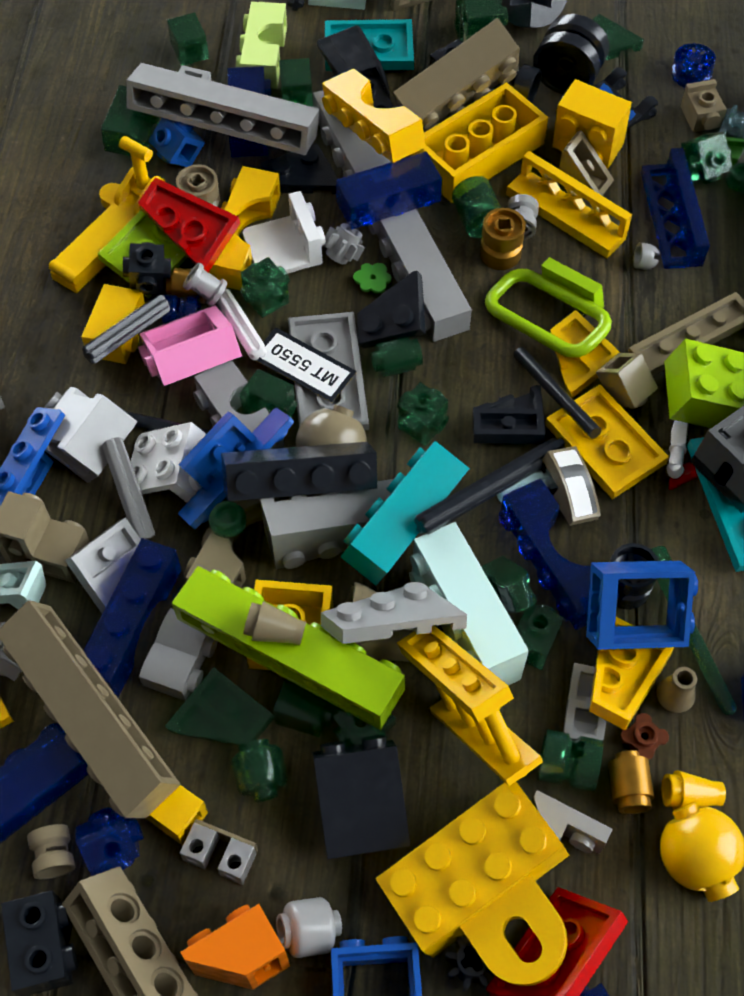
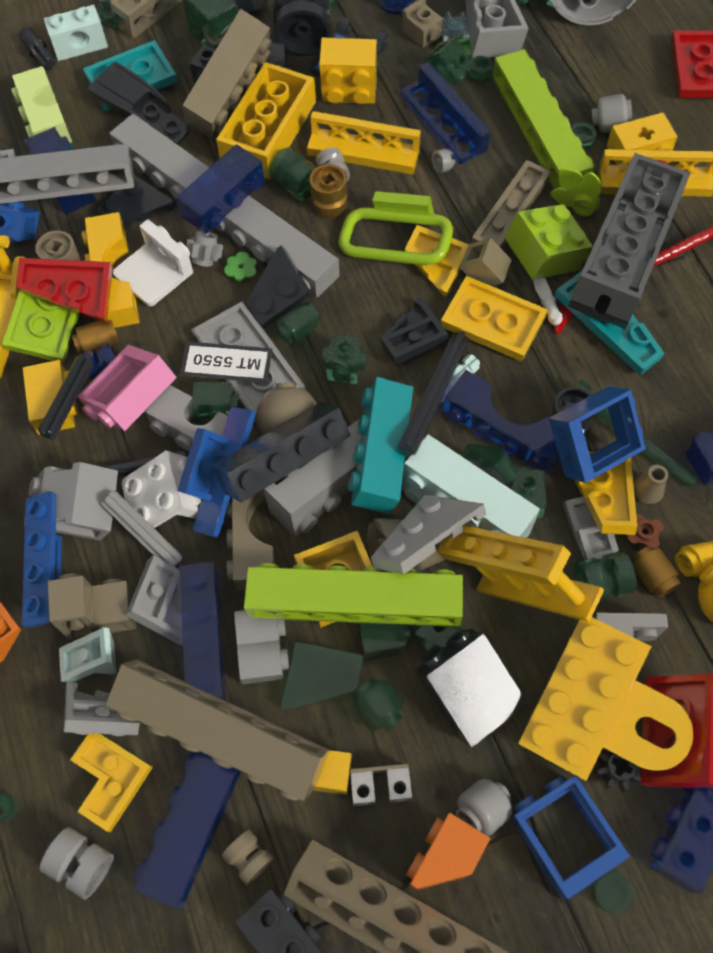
camera: 25 degrees left, 5 degrees up
(108, 841) = (291, 825): clear blue brick -> none
(147, 268) = (54, 338): black brick -> none
(205, 284) = (111, 331): light grey bush -> none
(227, 519) = (242, 517): clear green plate -> none
(241, 325) = (174, 361): white axle -> none
(265, 286) = (159, 311): clear green brick -> none
(272, 625) = (339, 586): dark tan cone -> none
(296, 81) = (88, 128): clear green brick -> none
(389, 131) = (200, 138): yellow arch -> none
(564, 400) = (439, 296): black bar -> none
(576, 490) = (494, 366): slope -> none
(584, 164) = (359, 105): dark tan slope -> none

